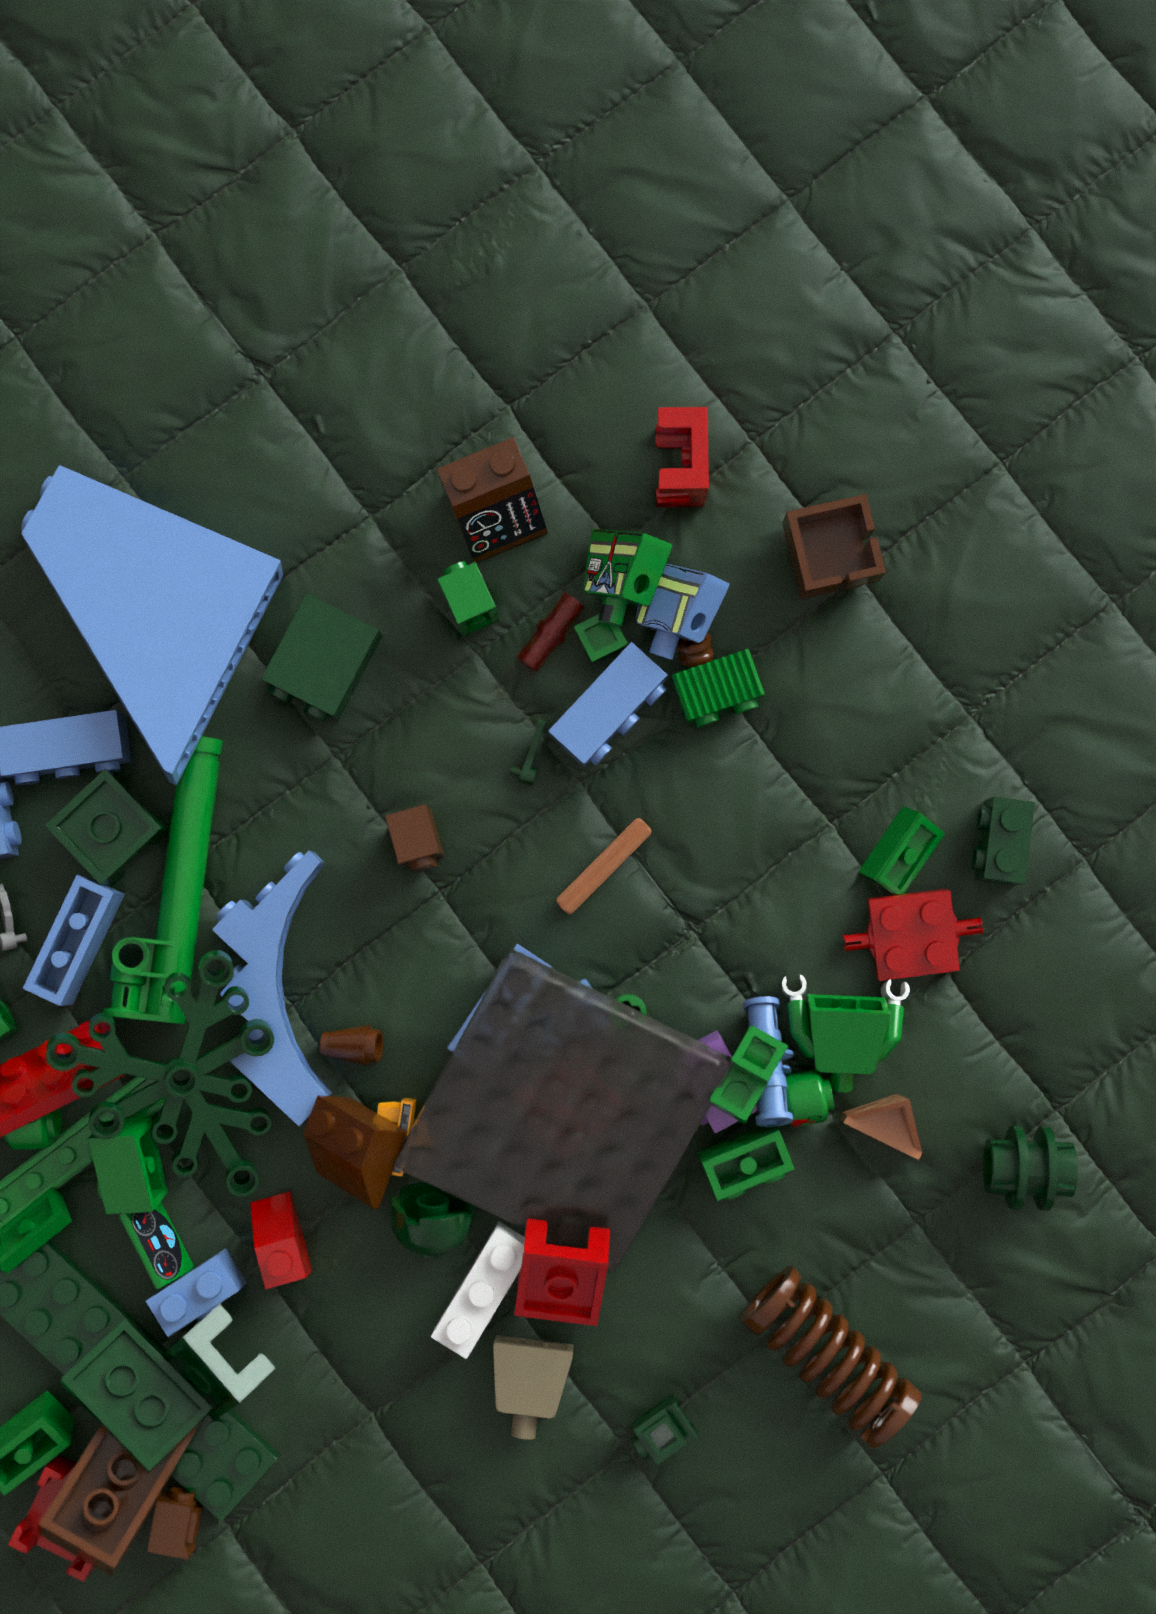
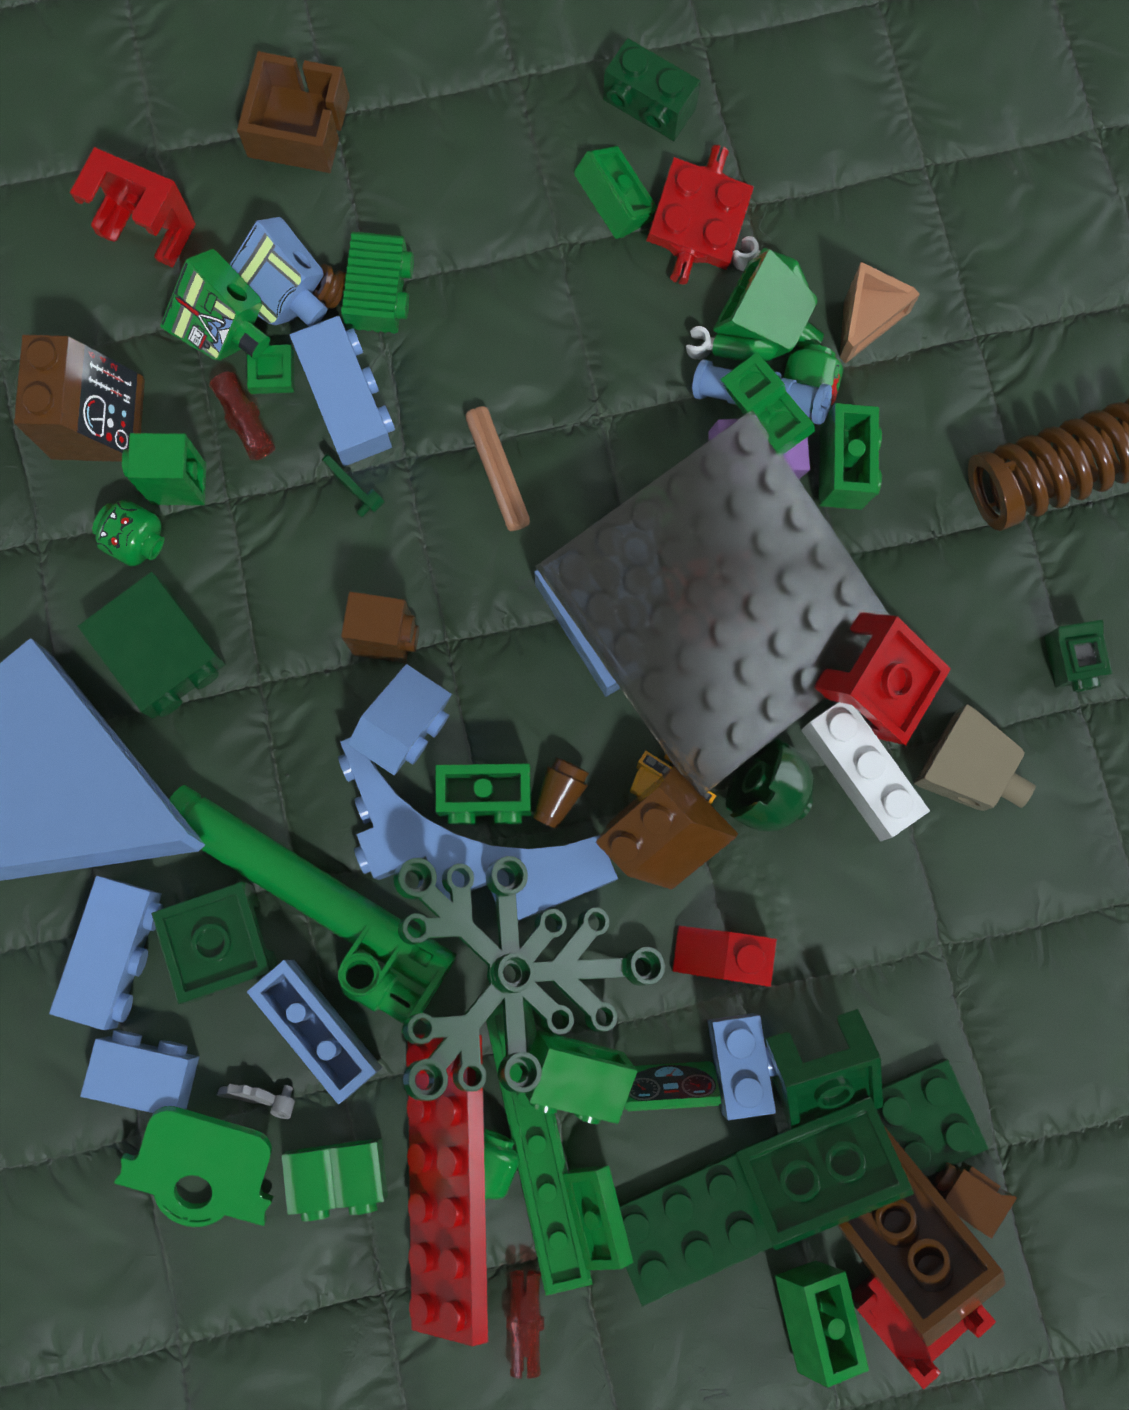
camera: 70 degrees left, 5 degrees down
(321, 984) = (483, 791): none -> green brick
(347, 891) = (400, 719): none -> medium blue brick
(405, 591) = (128, 532): none -> green head
(1030, 1168) = (971, 198): dark green piece -> none

